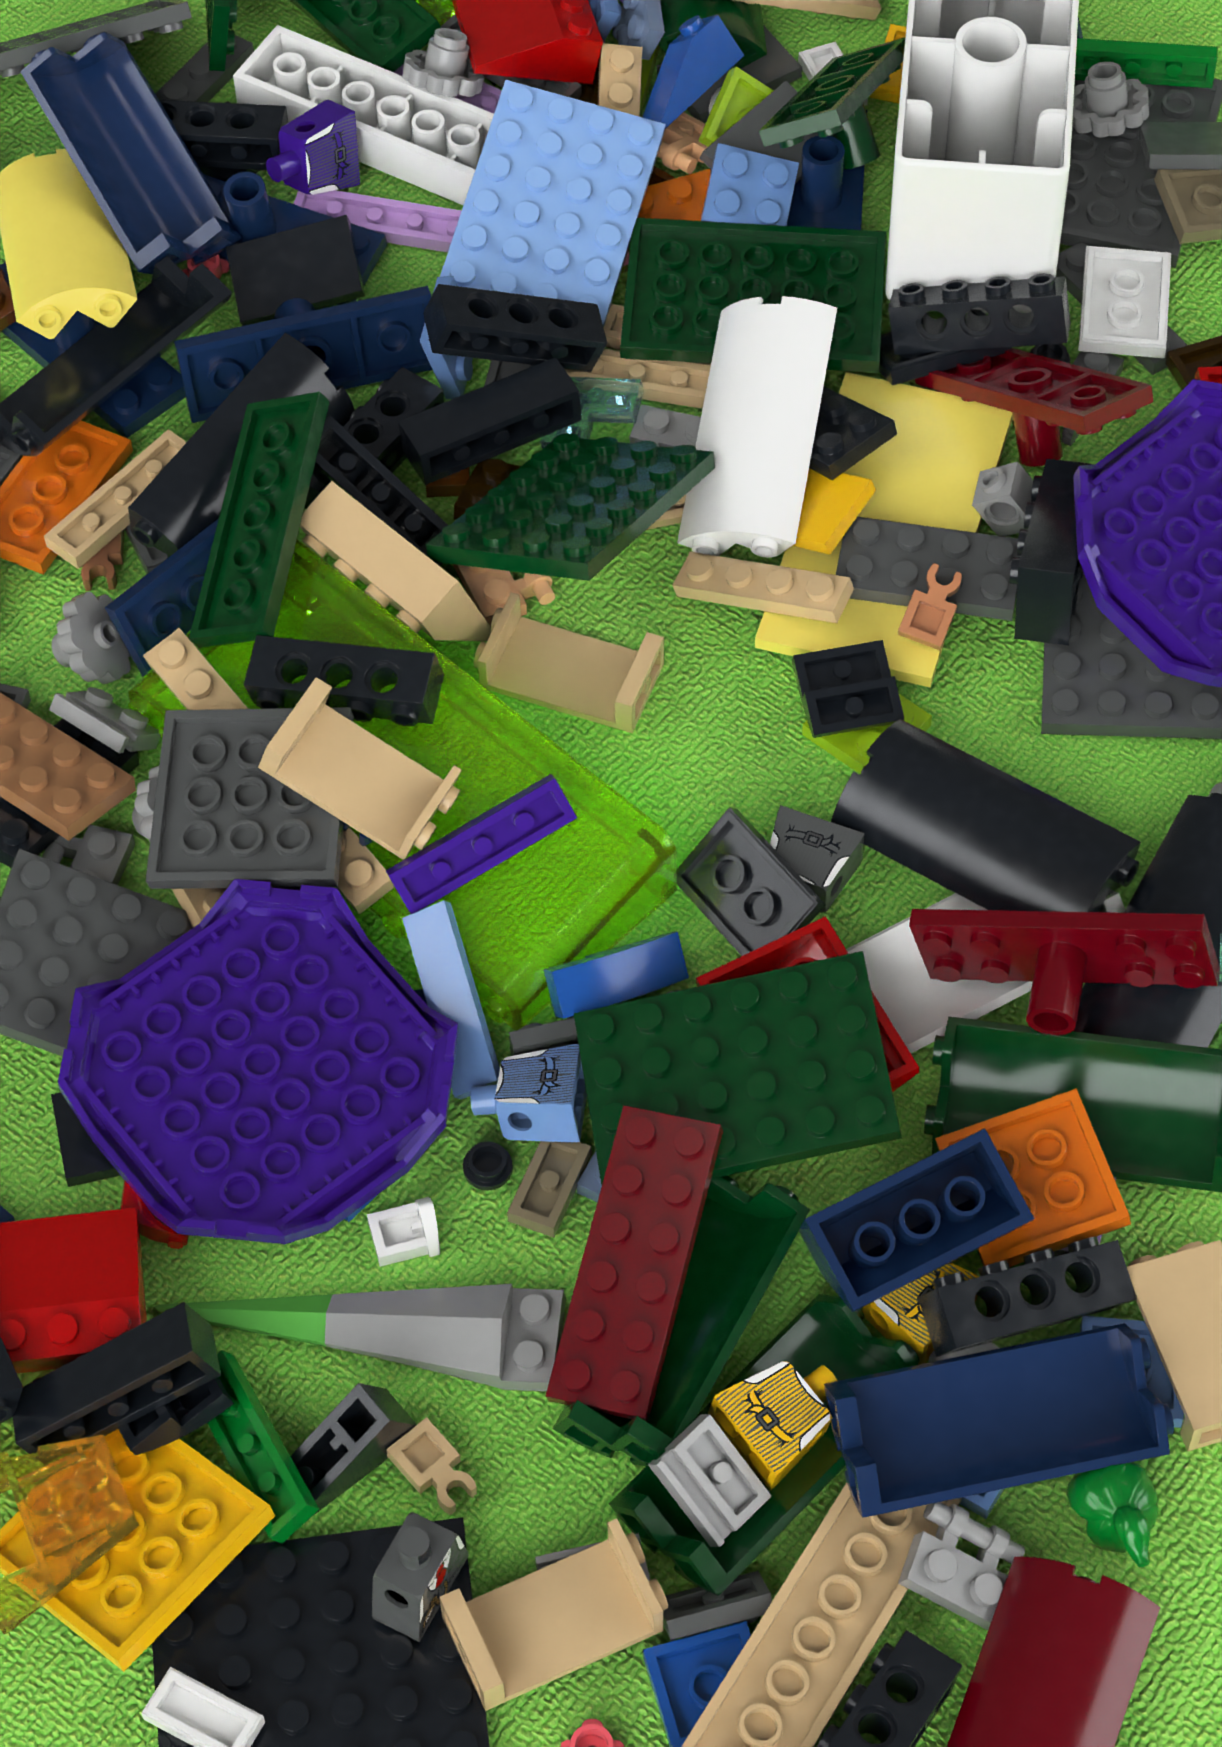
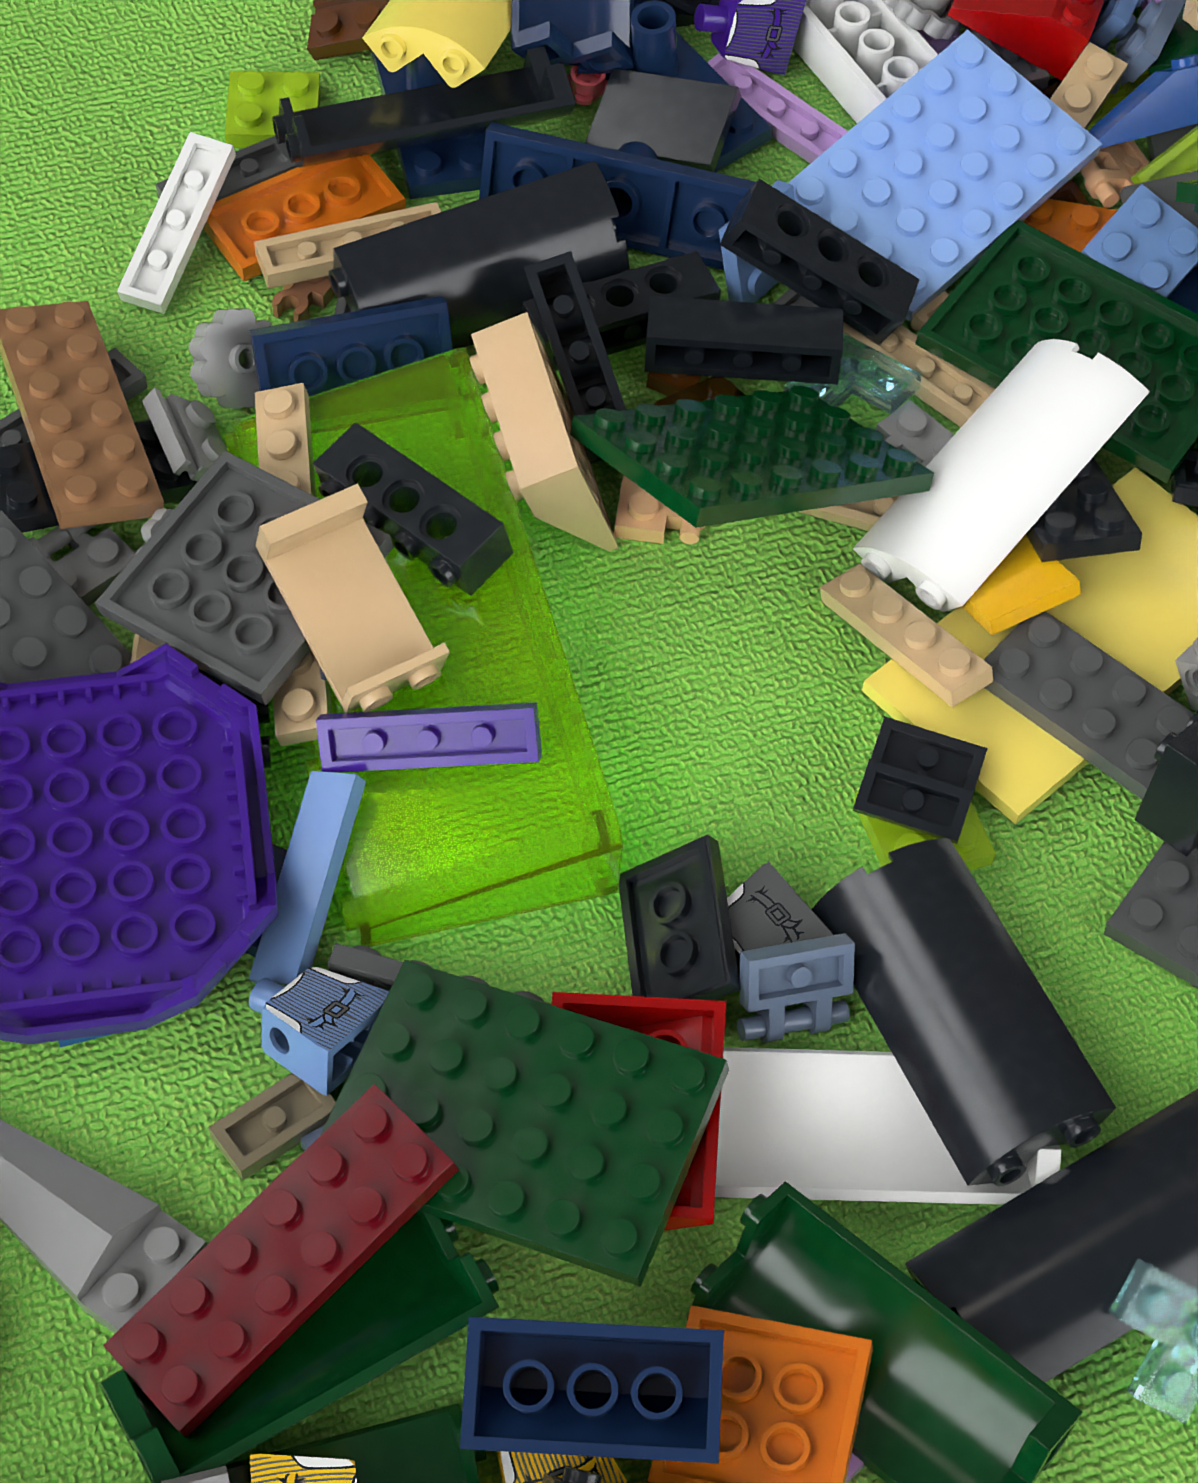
camera: 25 degrees right, 0 degrees up
(259, 520) = (438, 317): dark green plate -> none
(405, 1232) = (103, 1089): white tile -> none
(487, 1166) = (230, 1068): black plate -> none
(568, 669) = (662, 615): tan panel -> none
(616, 975) = (486, 944): blue slope -> none
(860, 873) = (795, 974): none -> sand blue plate
(930, 614) = (1054, 748): nougat plate -> none
(1064, 952) = (949, 1182): dark red plate -> none

